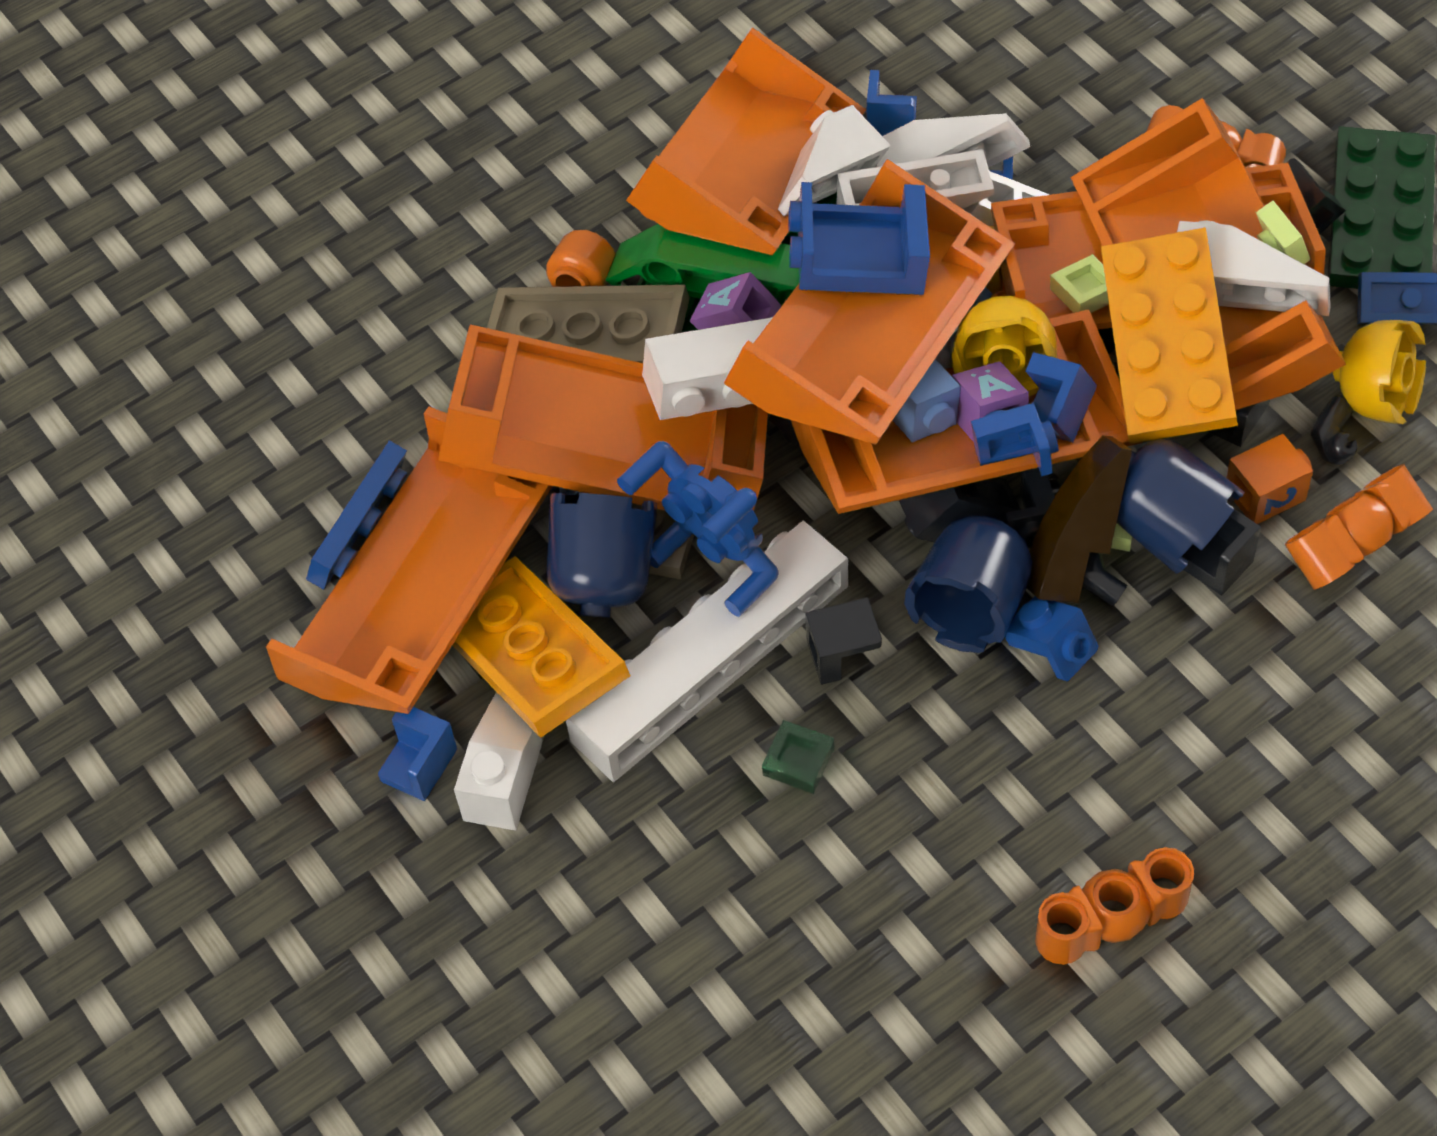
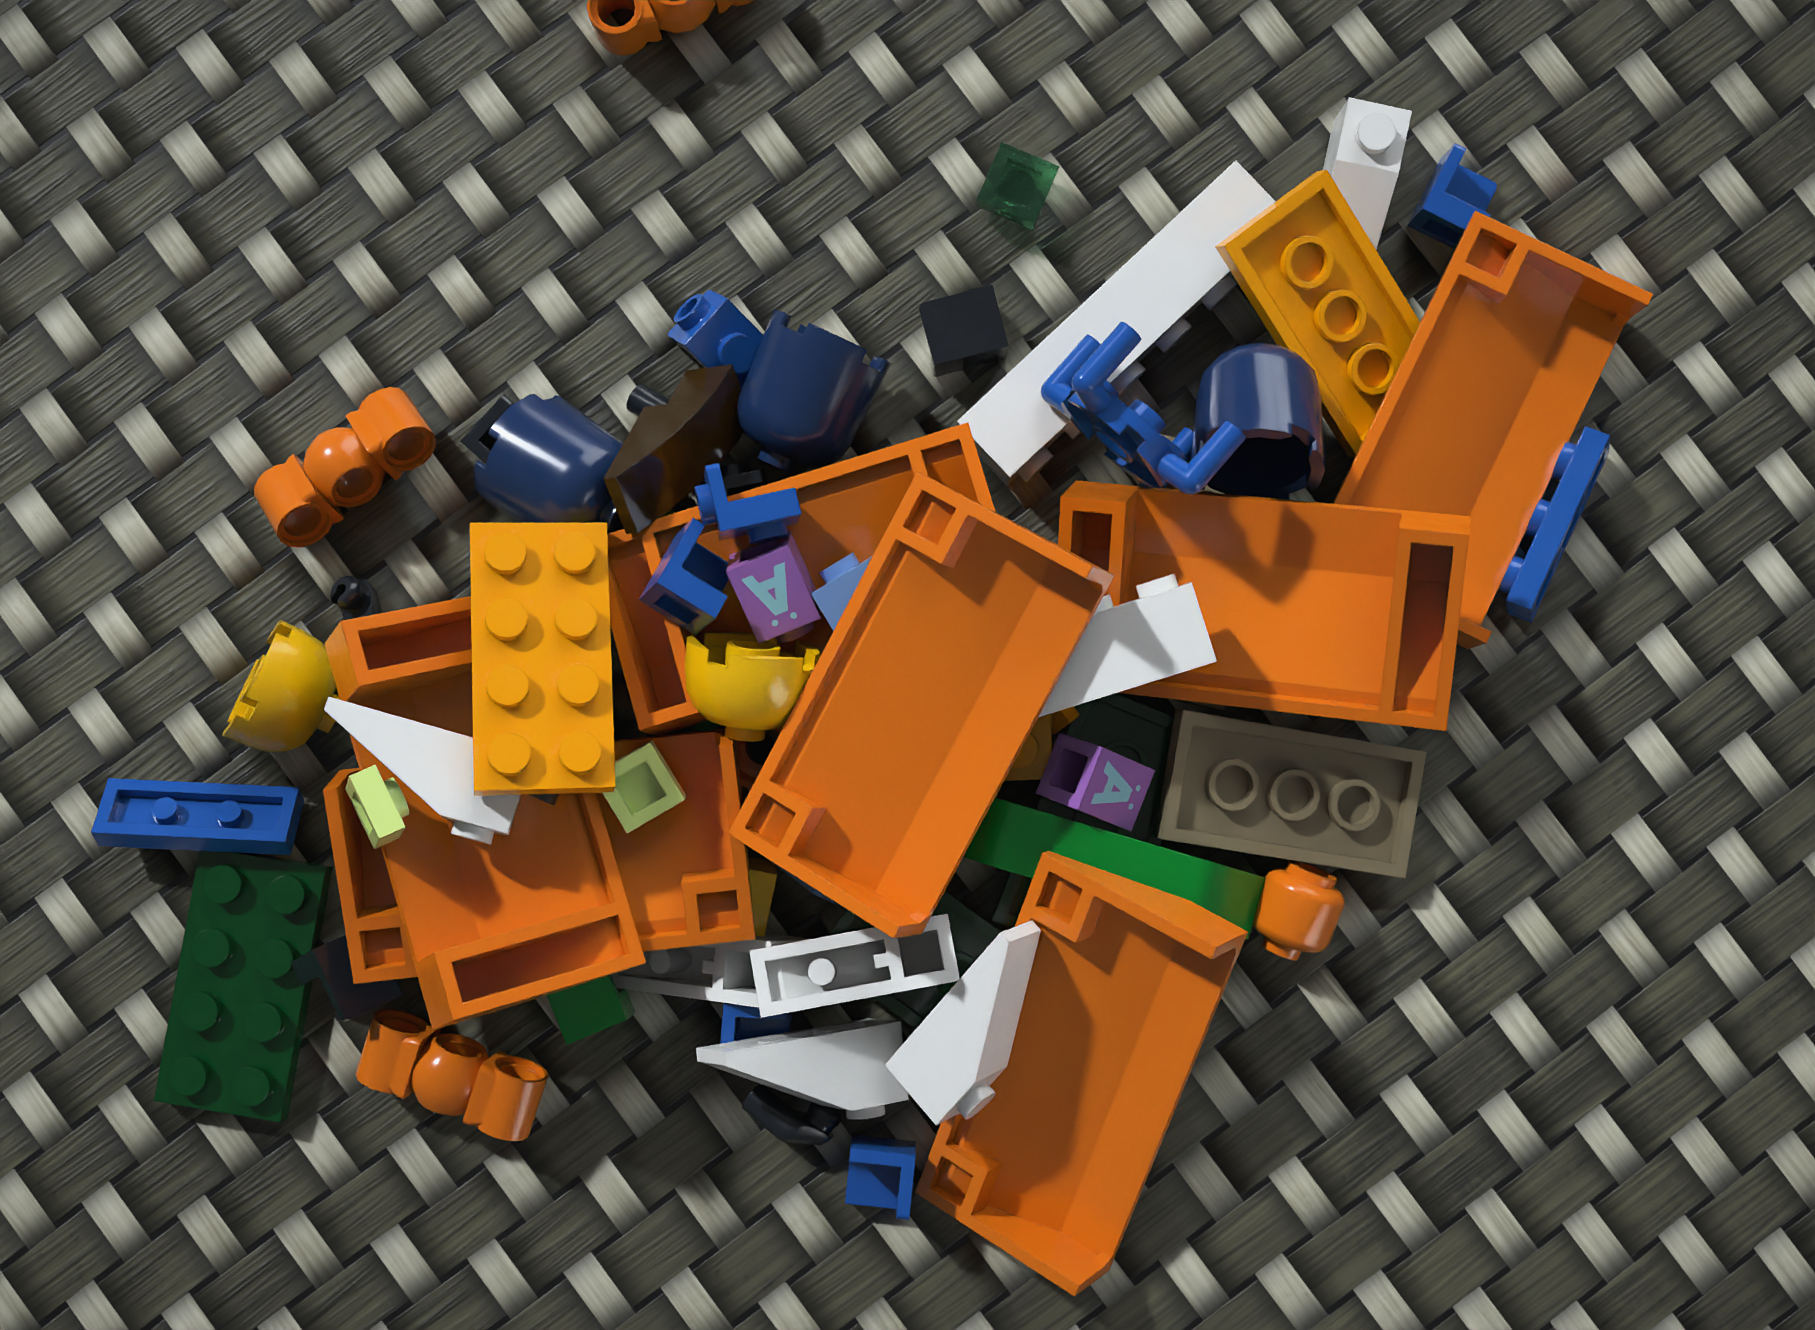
camera: 175 degrees right, 30 degrees up
(860, 245) = (933, 813): blue panel -> none
(1272, 478) = (434, 545): orange brick -> none

